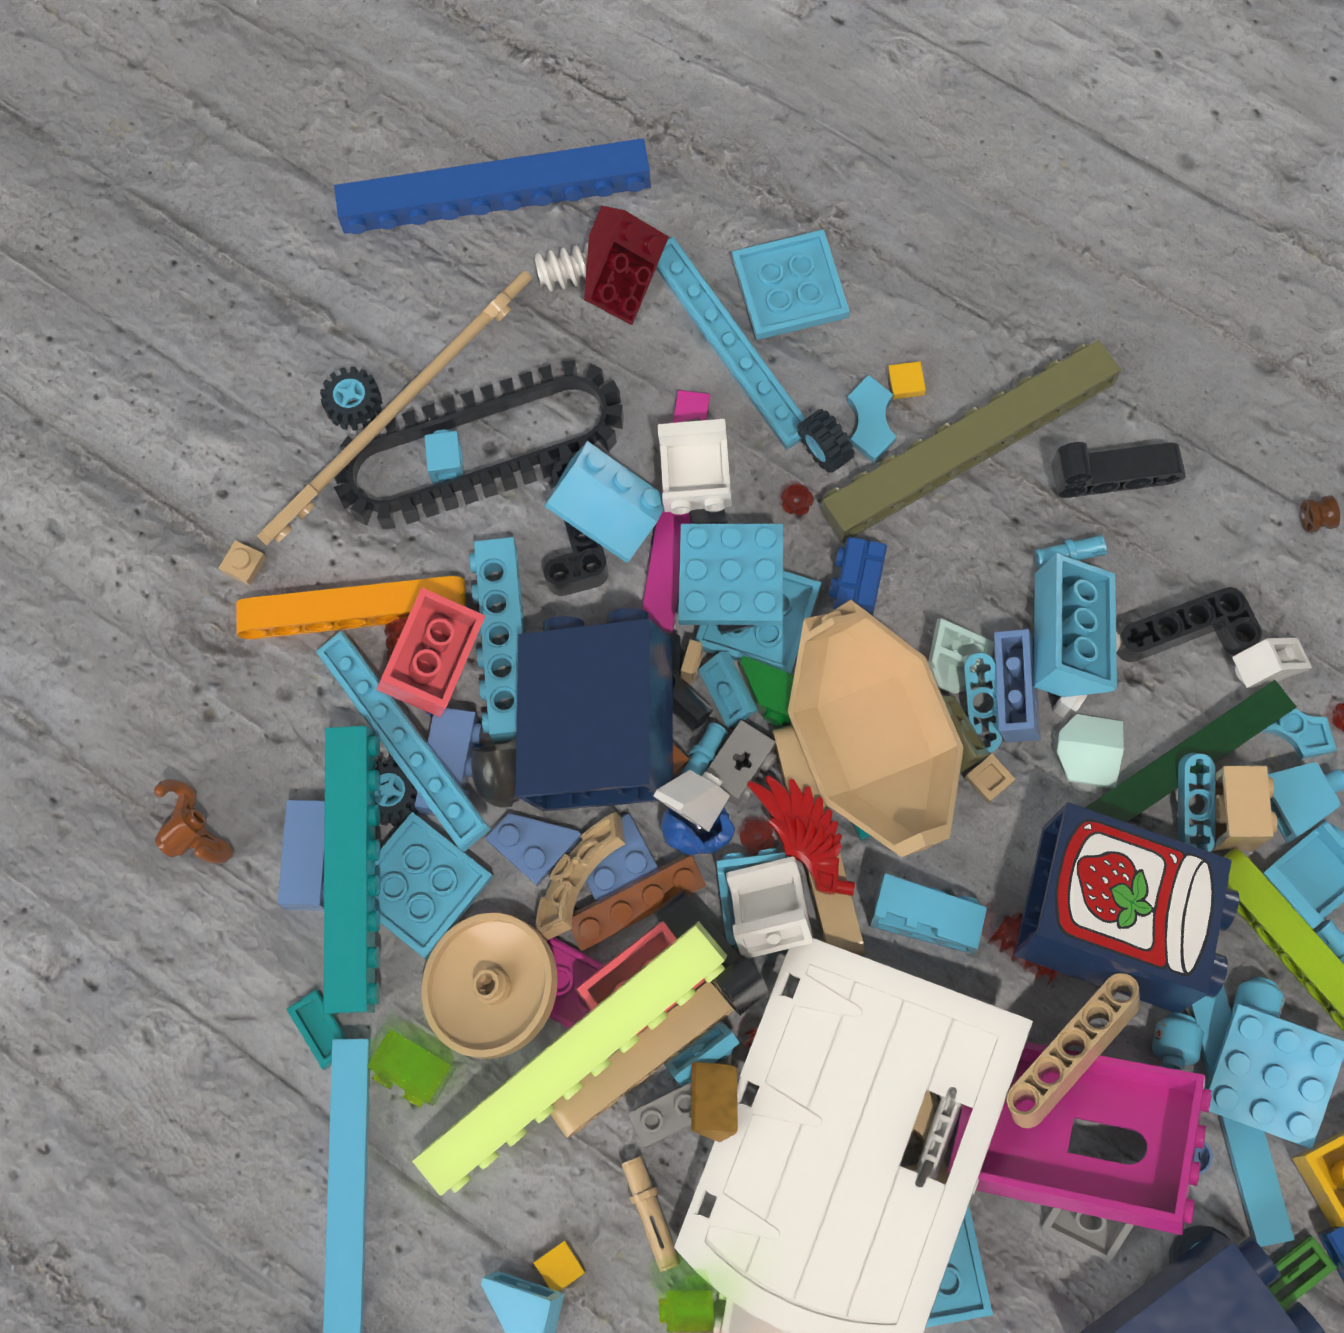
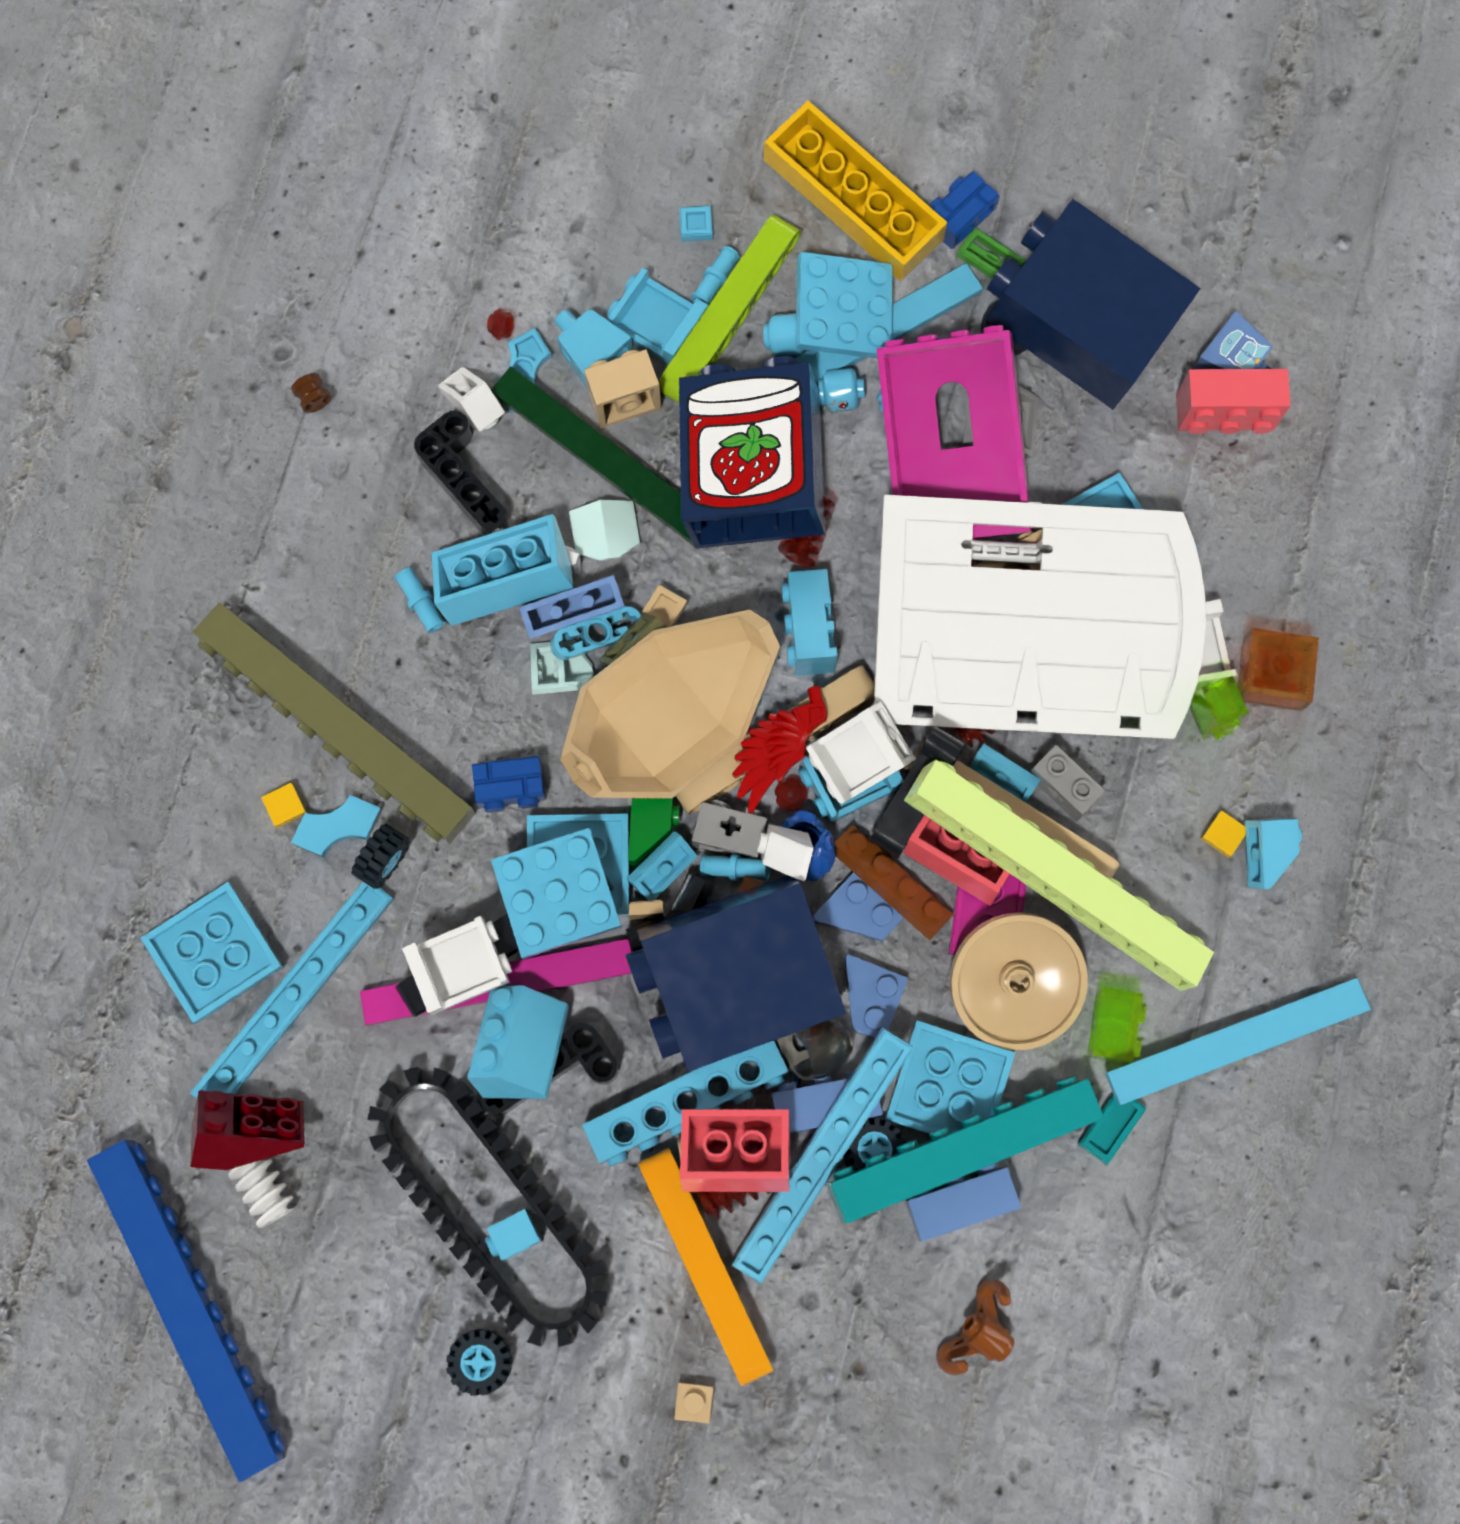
camera: 115 degrees left, 5 degrees up
(302, 503) = (619, 1352): tan bar -> none
(571, 872) = (885, 947): tan tile -> none
(647, 1205) = (1140, 782): tan pin -> none
(714, 1100) = (1043, 743): pearl gold slope -> none
(797, 491) = (438, 864): clear red plate -> none
(1072, 1067) = (878, 448): tan beam -> none
(1087, 473) = (322, 580): black beam -> none
(1207, 779) = (619, 437): medium azure beam -> none

